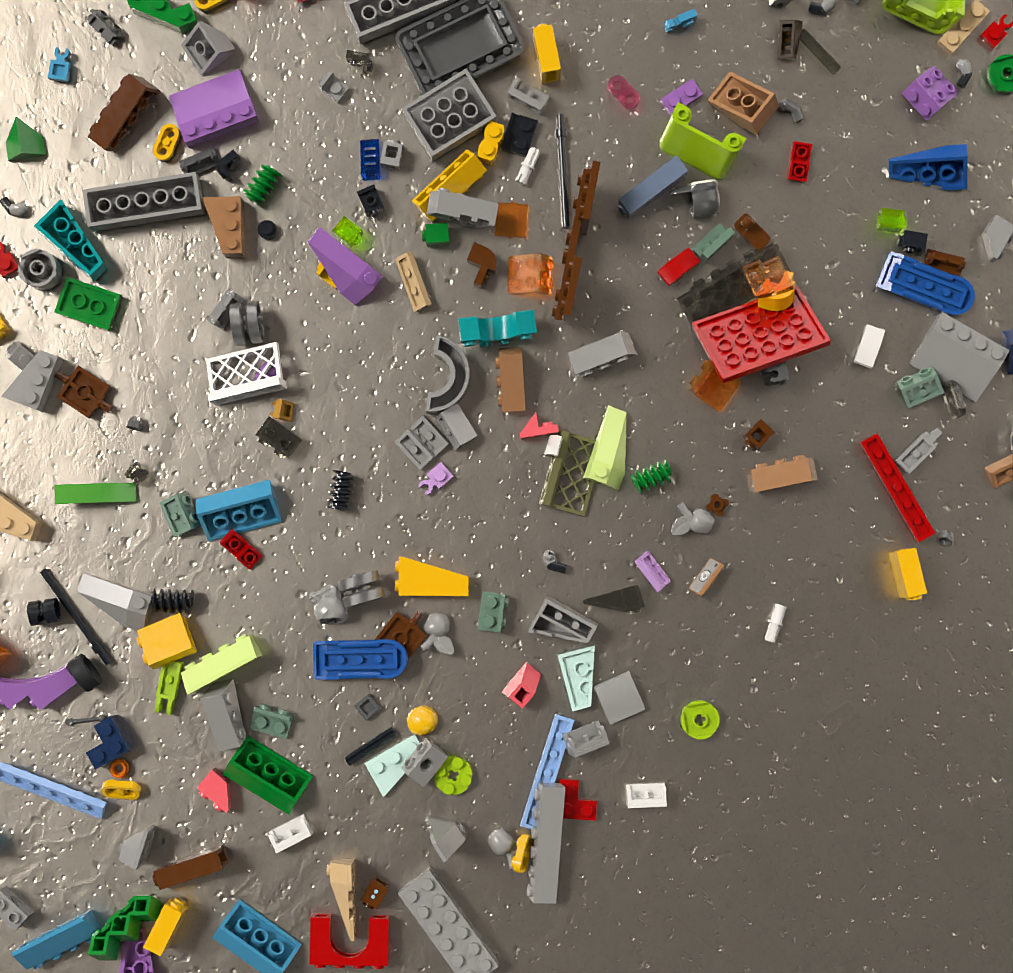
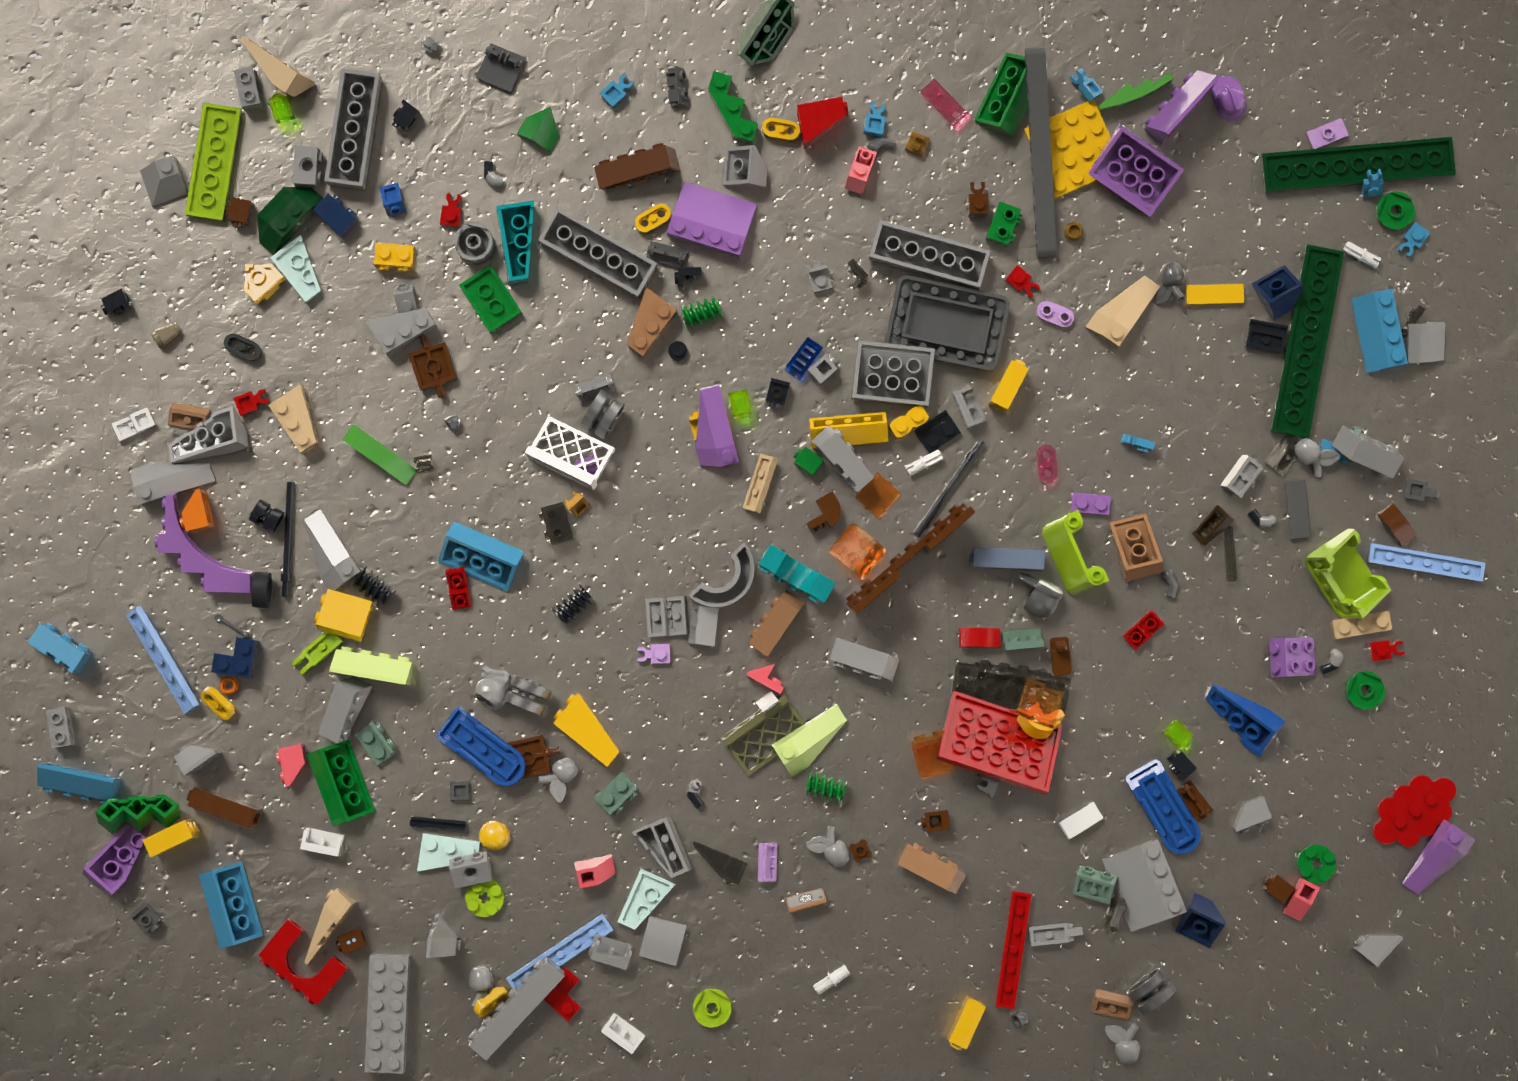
camera: 35 degrees right, 0 degrees up
(180, 513) = (433, 523): sand green bracket -> none

